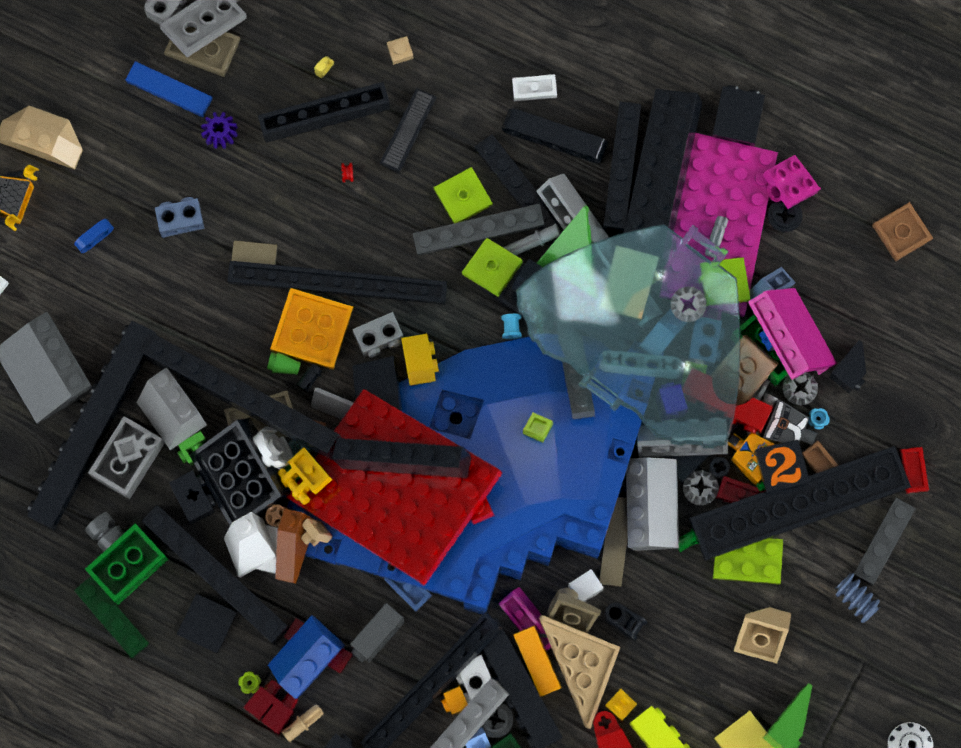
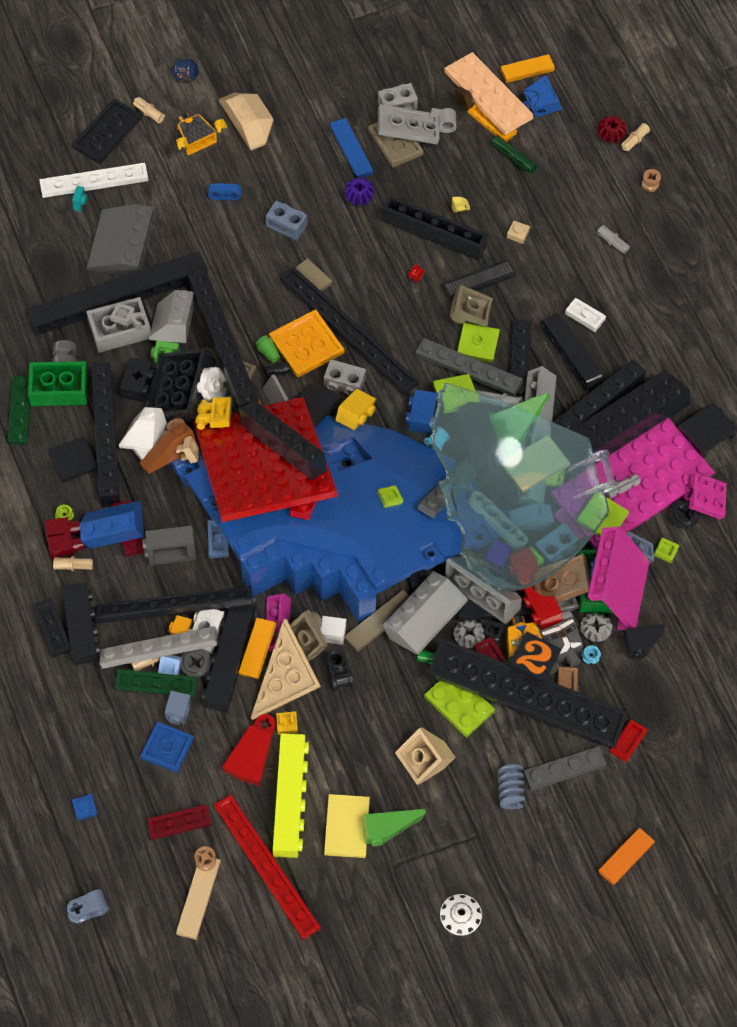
camera: 40 degrees right, 15 degrees down
(428, 167) = (470, 306): none -> dark tan slope
(476, 308) = (423, 408): none -> blue brick
(687, 293) = (569, 508): light grey gear -> none
(797, 263) = (666, 550): none -> lime tile

